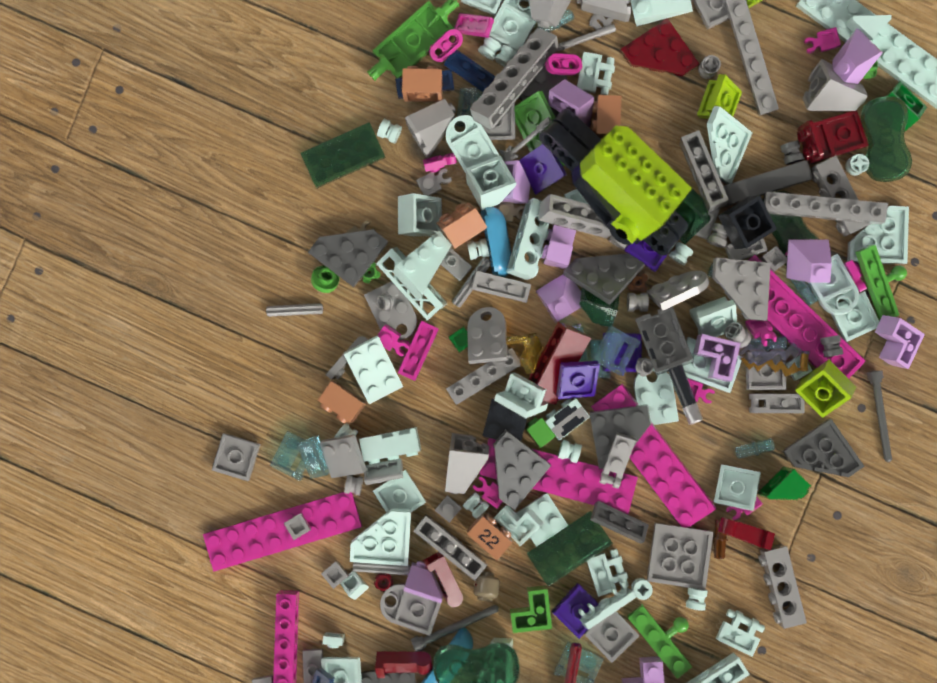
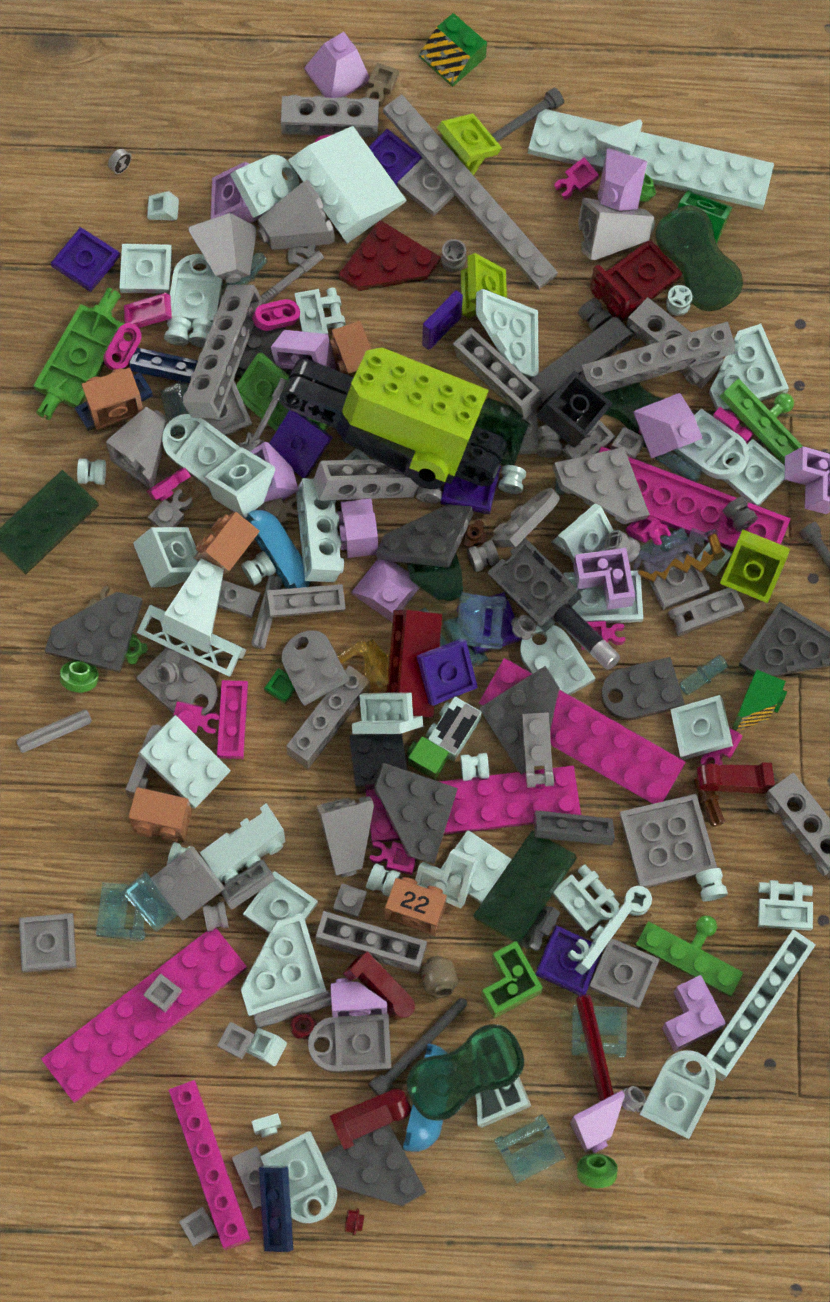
camera: 25 degrees left, 15 degrees down
(569, 581) = (541, 926): none -> dark grey plate
(680, 114) = (442, 320): none -> dark purple plate
(709, 442) = (644, 690): none -> dark grey plate

